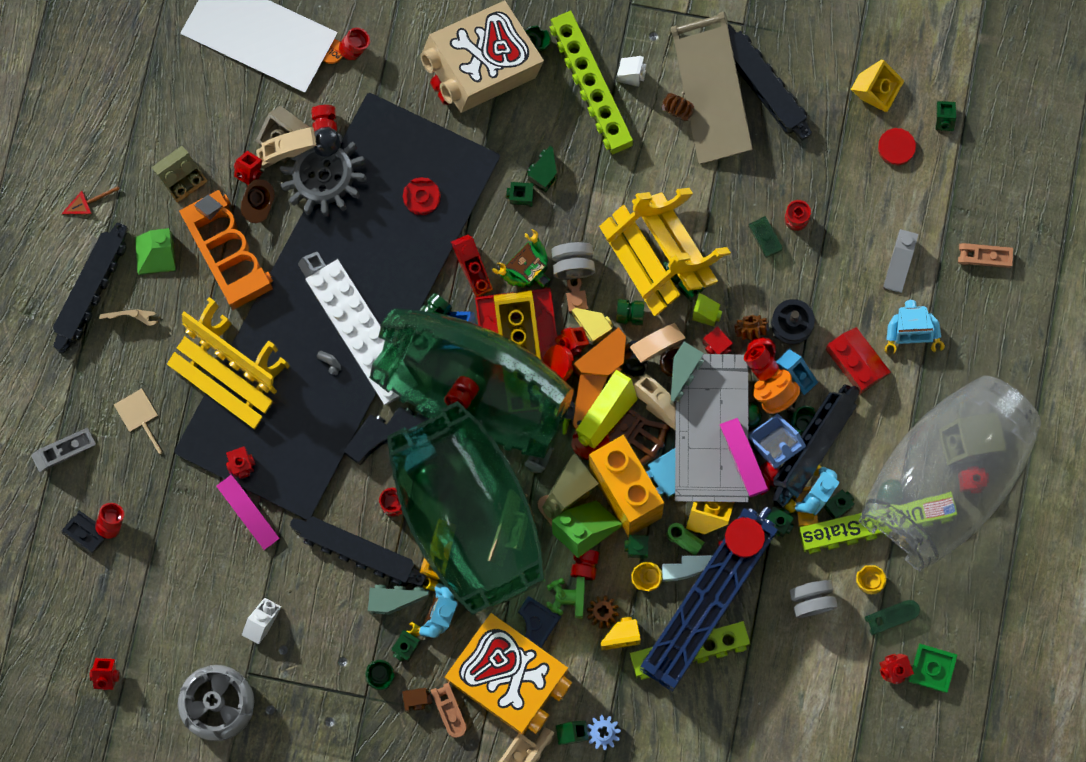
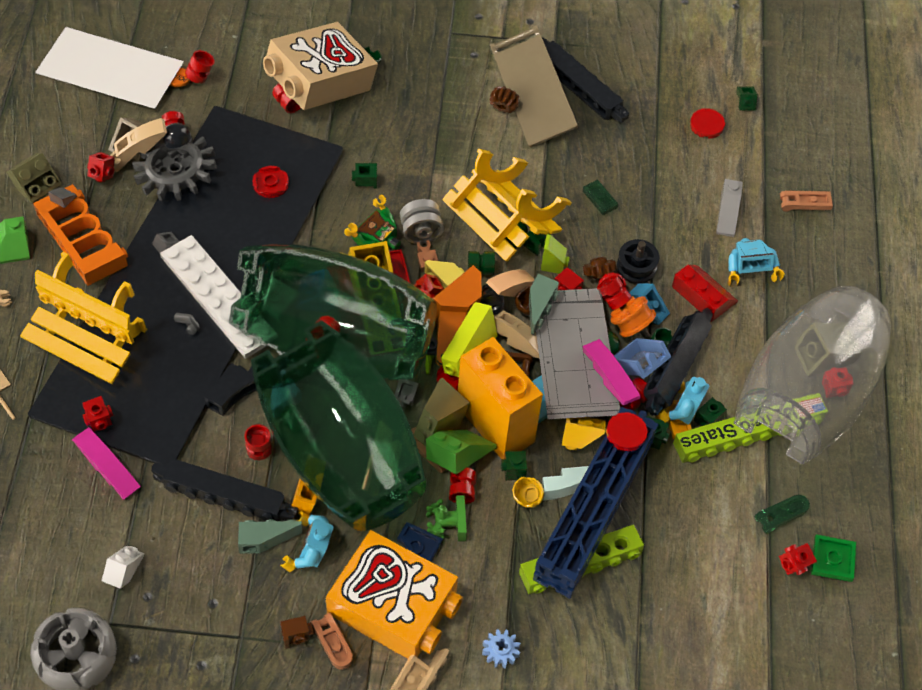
camera: 15 degrees left, 20 degrees down
(257, 201) = (111, 191): reddish brown piece -> none
(379, 674) = (253, 609): dark green hair -> none
(412, 643) = (280, 587): dark green brick -> none
(472, 265) = (321, 229): red slope -> none
(544, 172) = (385, 156): dark green slope -> none
(567, 23) = (422, 88): lime brick -> none
(572, 732) = (468, 649): dark green brick -> none
(598, 607) = (486, 537): reddish brown gear -> none
(622, 635) = (509, 550): yellow slope -> none
(631, 70) = (457, 75): white slope -> none
(686, 540) = (562, 456): bright green piece -> none
(797, 215) = (627, 176): red wheel -> none
(813, 598) = (701, 497): light grey wheel -> none
(871, 579) = (755, 479): yellow hair -> none
(878, 85) = (682, 77): yellow slope -> none

